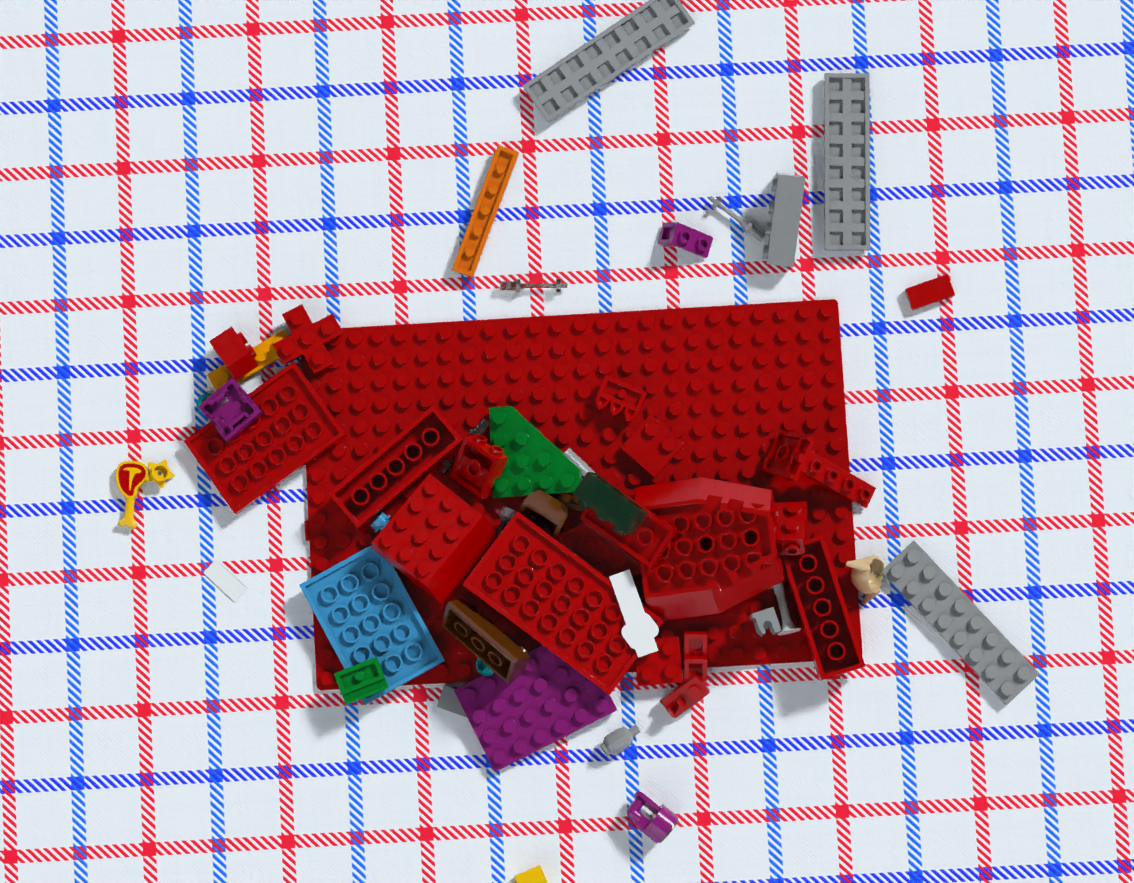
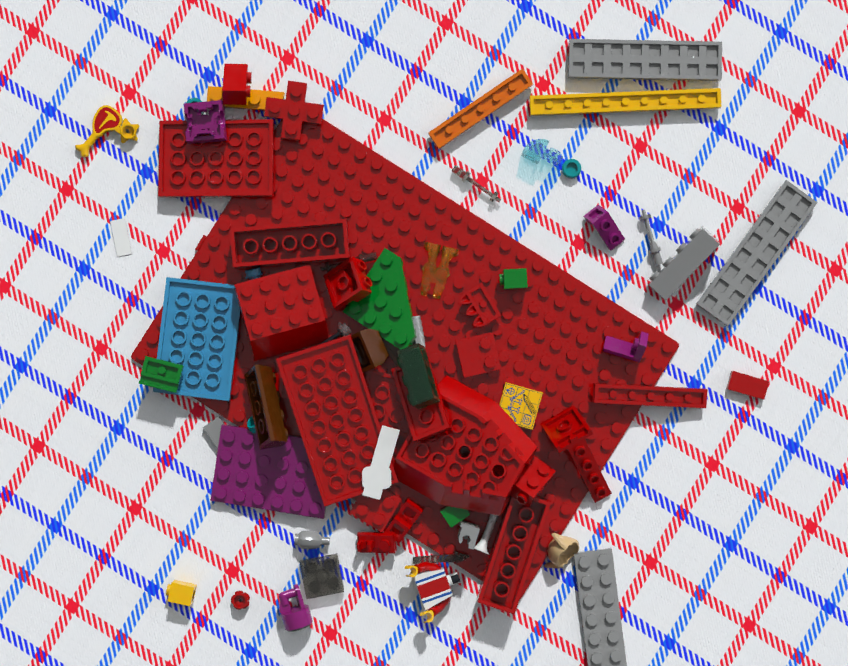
camera: 35 degrees right, 5 degrees up
(559, 397) = (436, 275): none -> piece
(568, 211) = (537, 149): none -> clear light blue brick
(593, 854) = (235, 600): none -> red plate
(613, 206) = (571, 168): none -> teal tile
(618, 107) = (625, 102): none -> yellow plate
(634, 349) = (513, 279): none -> green brick
(655, 767) = (322, 576): none -> clear smoke plate
(727, 463) = (520, 404): none -> yellow tile
(739, 614) = (454, 515): none -> green brick
(769, 699) = (433, 587): none -> torso
(771, 654) = (456, 557): none -> clear smoke piece
(790, 340) = (632, 351): none -> magenta bracket
(843, 368) = (649, 395): none -> red plate

